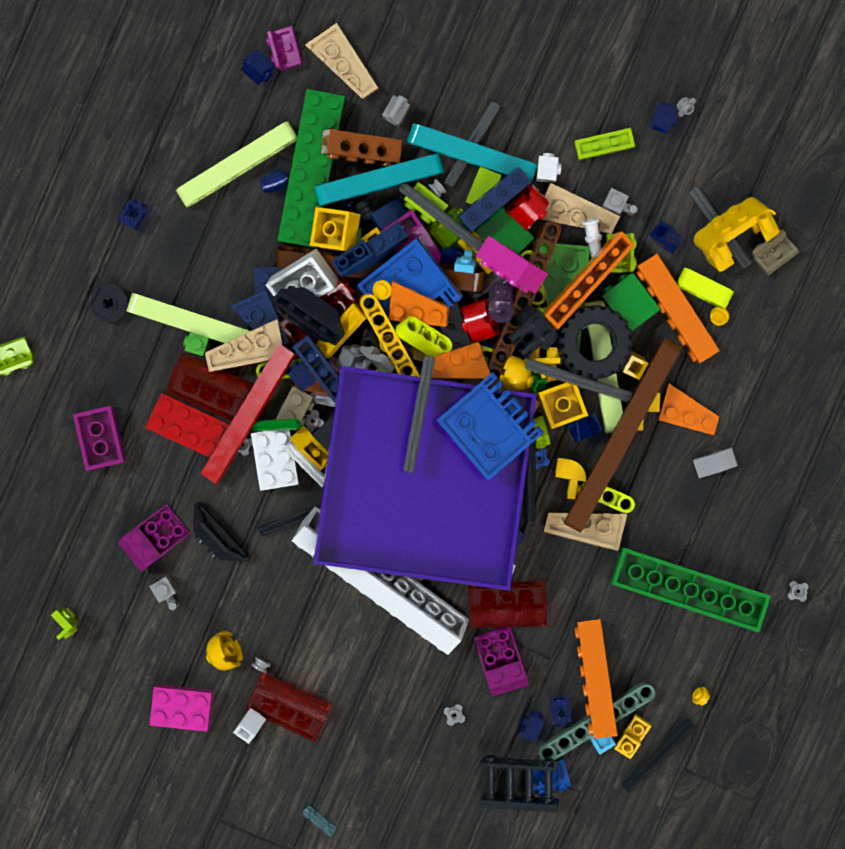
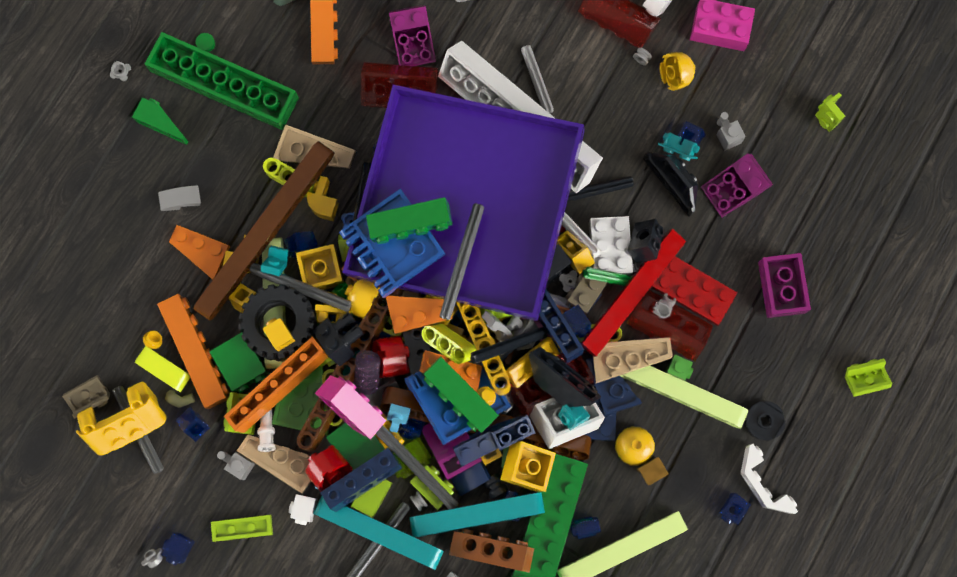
camera: 170 degrees left, 10 degrees down
(120, 262) = (753, 457): none -> white slope
(208, 588) = (691, 131): none -> clear blue brick
(209, 565) = (672, 145): none -> teal hinge
(214, 242) = (653, 471): none -> pearl gold panel
(217, 400) = (664, 306): none -> light grey piece
(233, 265) = (634, 446): none -> yellow cylinder
(240, 467) = (646, 241): none -> black brick
(296, 279) = (573, 416): none -> teal bracket
(365, 341) = (508, 345): none -> black axle
(367, 628) = (537, 78): none -> light grey axle
(406, 286) = (460, 394): none -> green brick
(474, 447) = (409, 220): none -> green brick
(590, 326) = (278, 334): none -> yellow brick
(607, 404) = (276, 261): none -> teal bracket
(686, 259) = (178, 401): none -> olive arm
(714, 631) = (205, 42): none -> green tile
(751, 543) = (153, 116): none -> green slope

